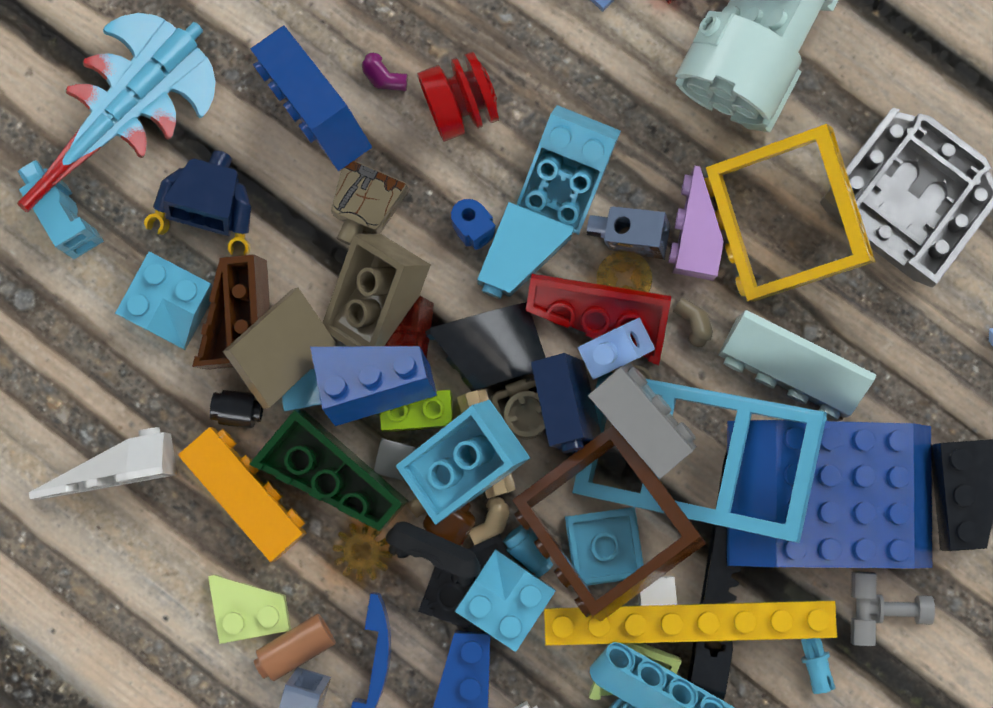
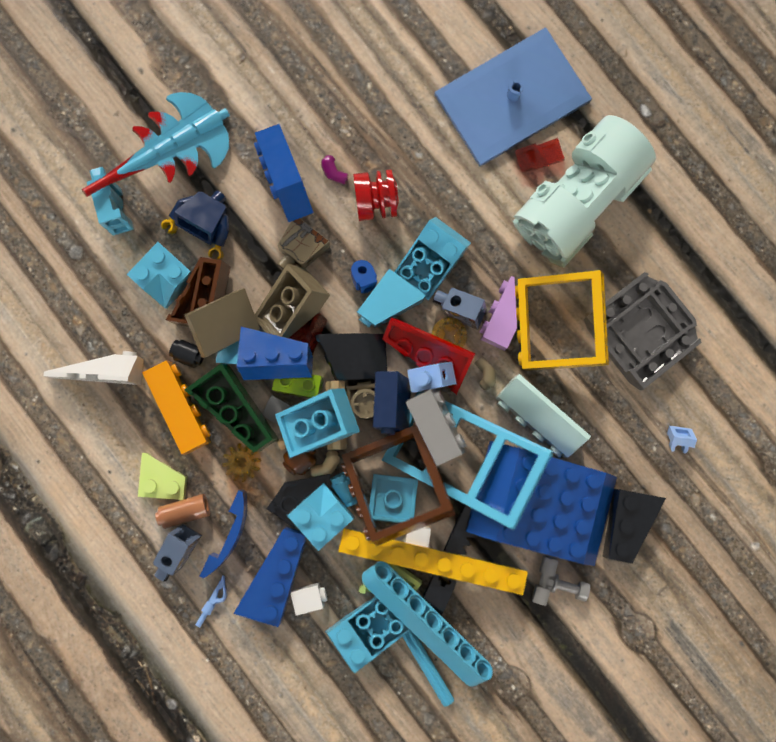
camera: 10 degrees right, 0 degrees up
(411, 540) = (271, 463): black piece -> none
(817, 665) = (506, 608): medium azure axle -> none

